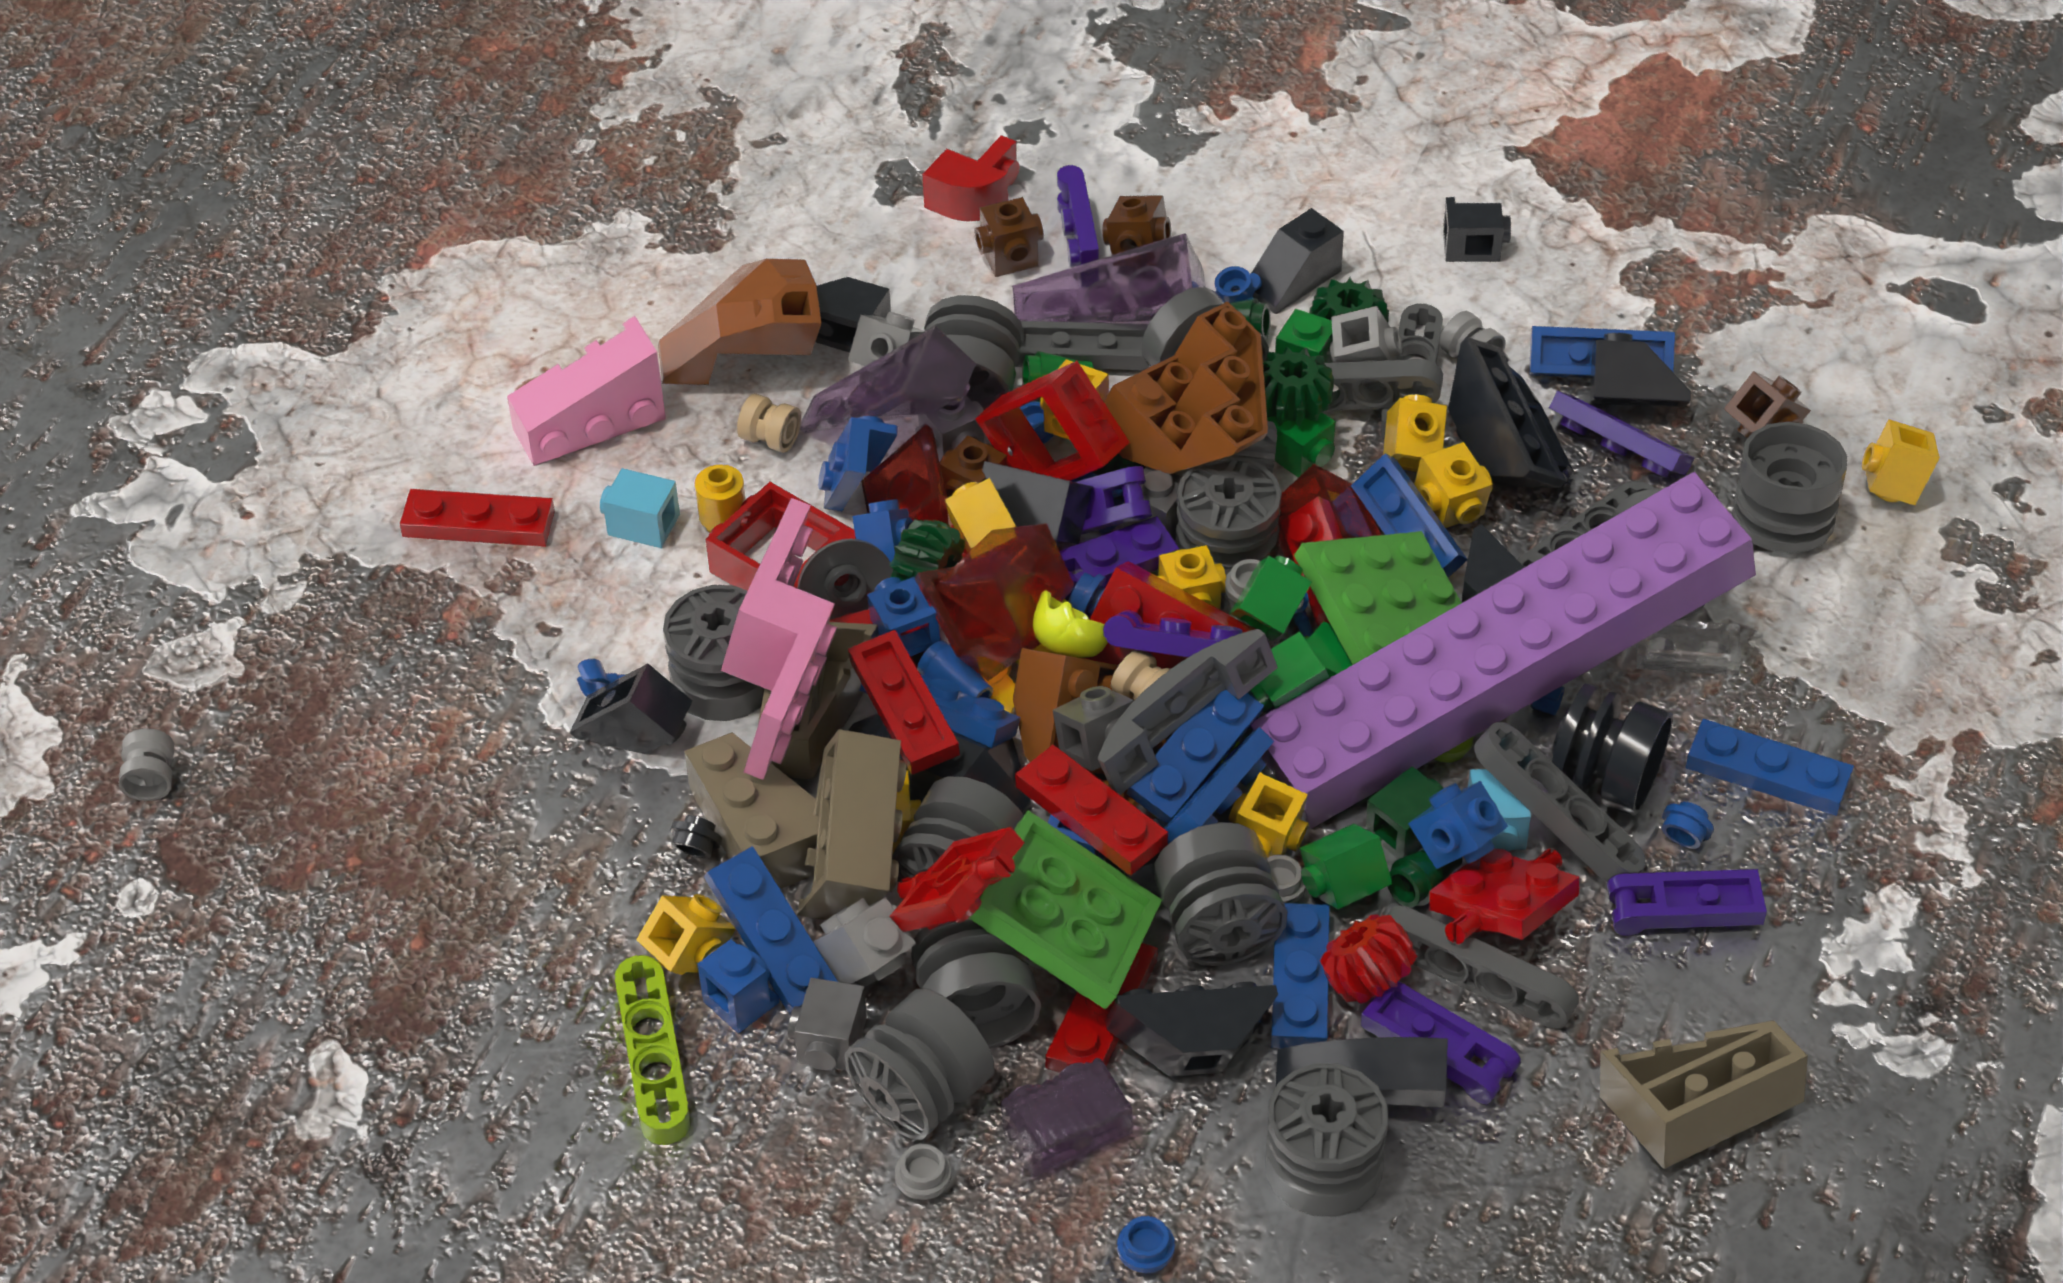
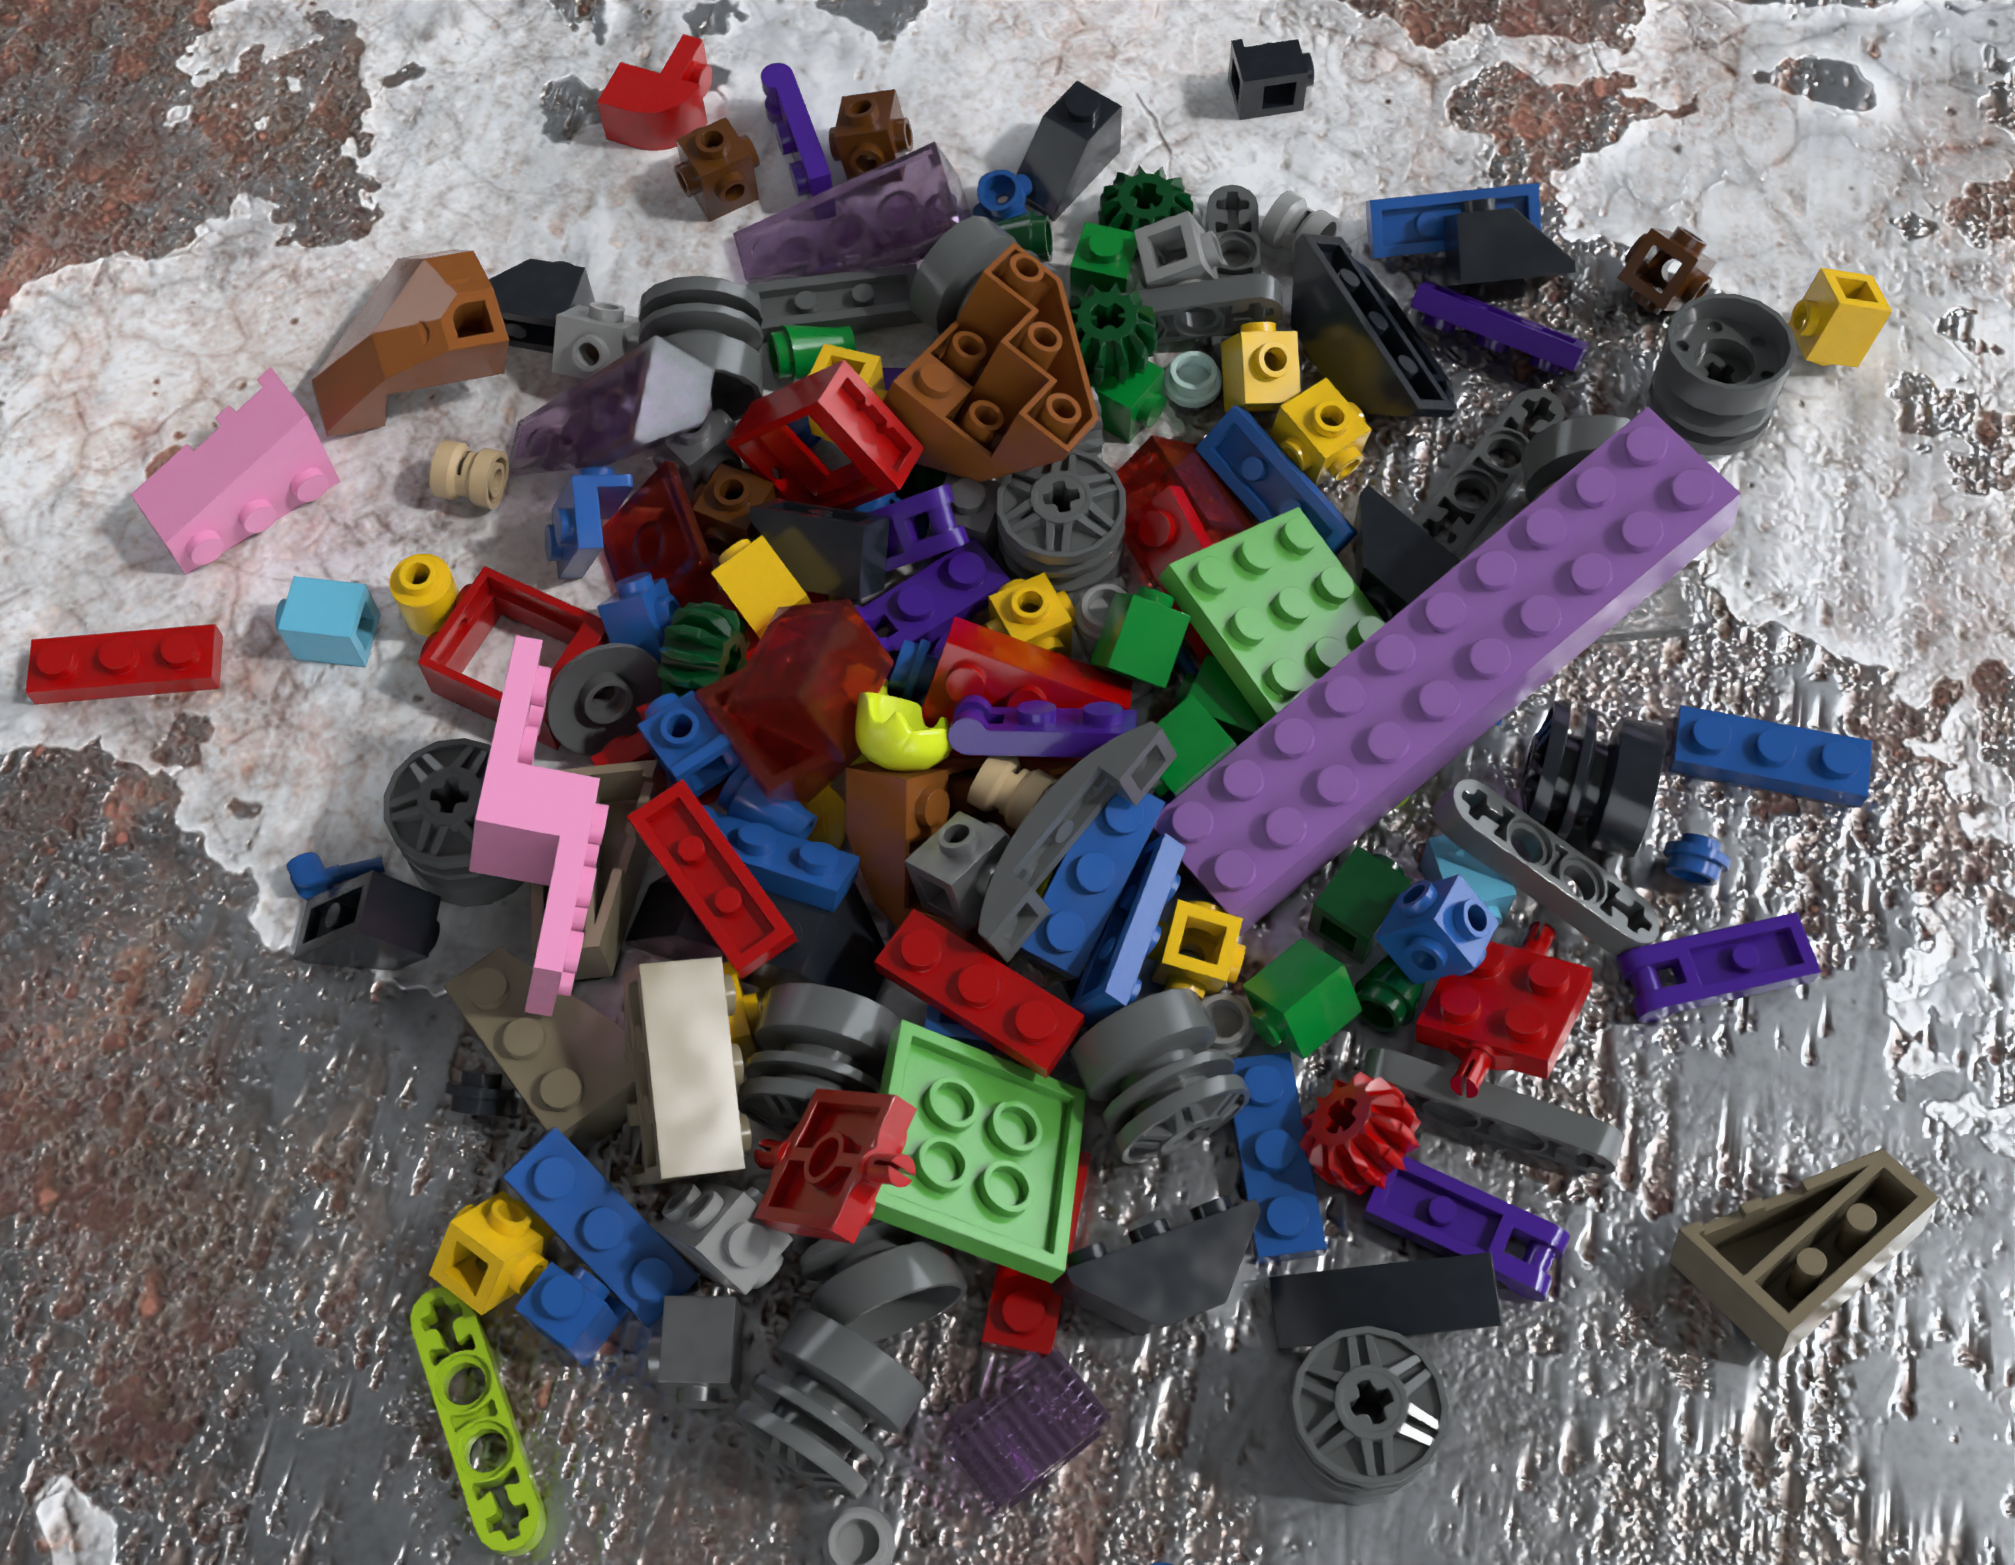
camera: 10 degrees left, 15 degrees up
(1361, 438) = (1192, 380): none -> light aqua plate

